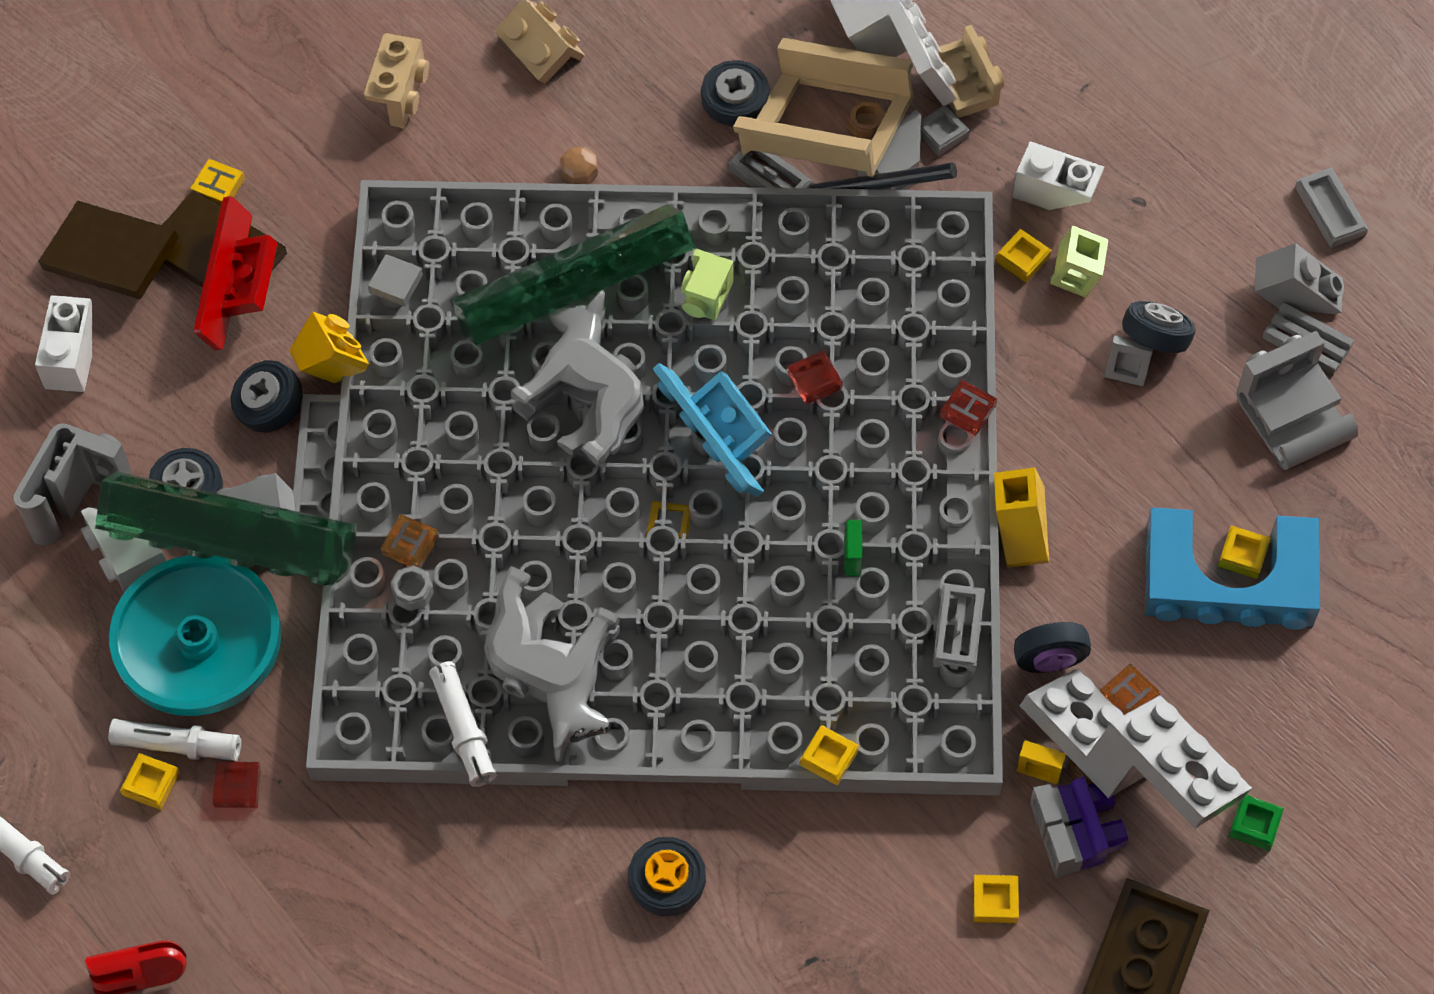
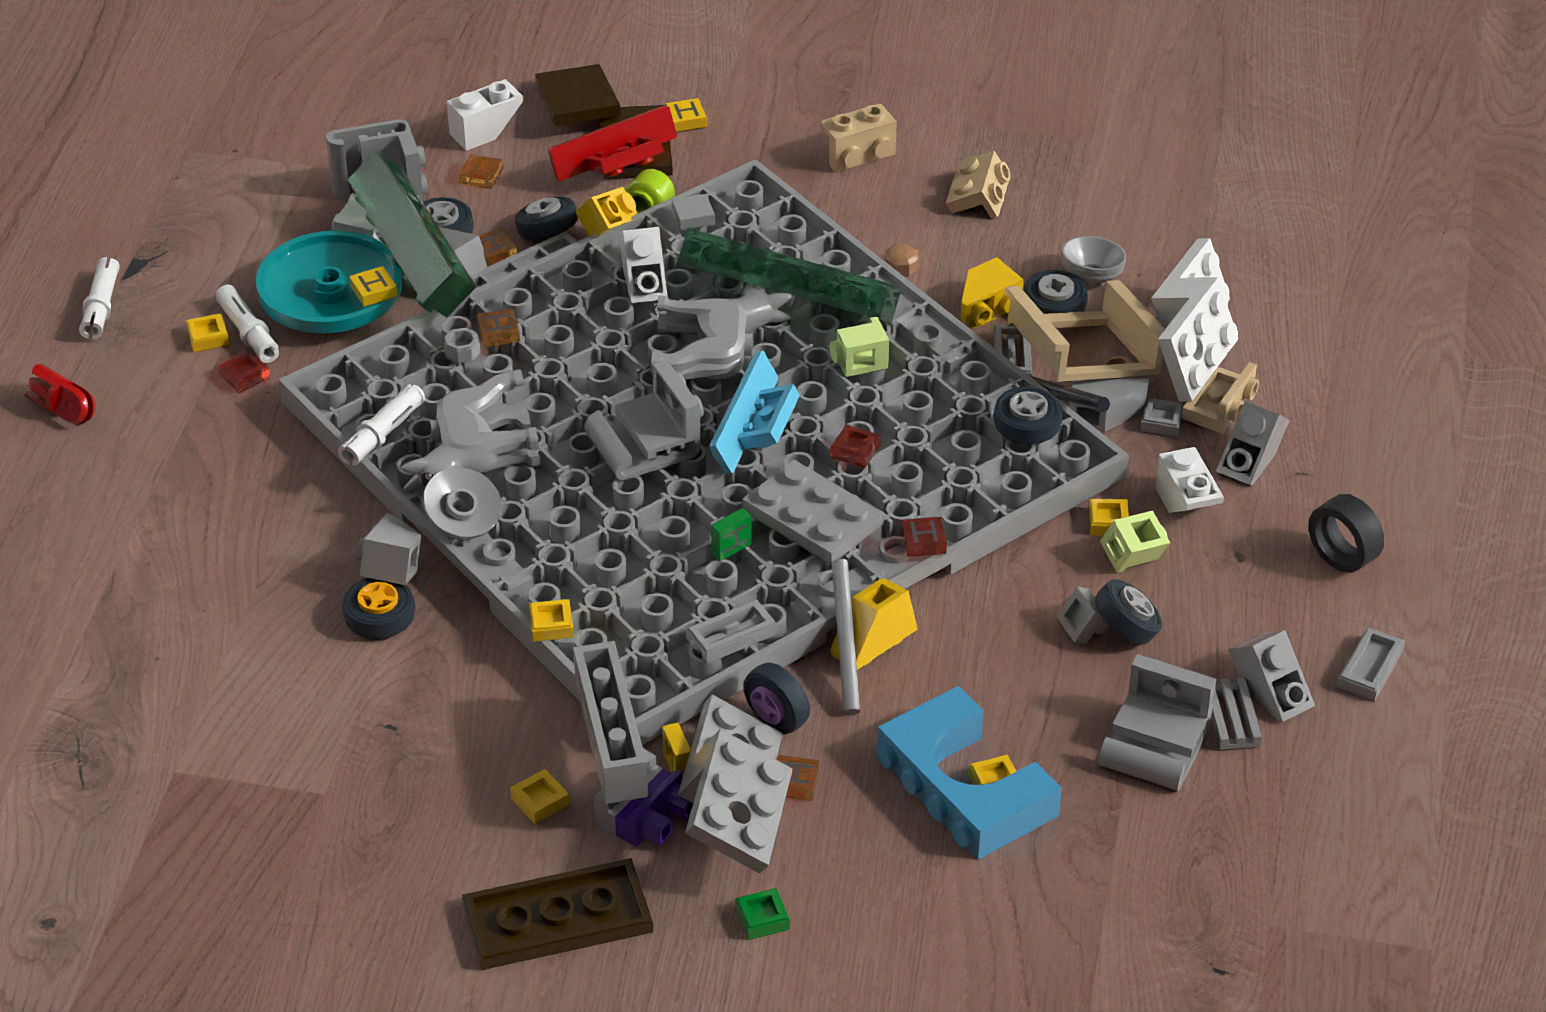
camera: 50 degrees right, 20 degrees down
(133, 401) = (481, 171): none -> clear orange tile
(254, 604) = (373, 286): none -> yellow tile
(255, 461) = (497, 246): none -> clear orange tile
(314, 290) = (650, 189): none -> lime head
(442, 370) = (643, 264): none -> white slope
(621, 821) = (389, 551): none -> light grey slope
(643, 716) = (465, 489): none -> light grey dish
(665, 515) = (651, 428): none -> light grey piece
(688, 138) = (985, 293): none -> yellow slope
(720, 23) = (1093, 259): none -> light grey piece
(867, 466) = (812, 511): none -> light grey plate
(887, 216) = (1027, 415): none -> black wheel
(1012, 795) = (610, 722): none -> light grey brick
(1024, 546) = (845, 637): none -> light grey bar
(1038, 95) = (1252, 443): none -> light grey slope
(1200, 100) = (1361, 523): none -> black tyre

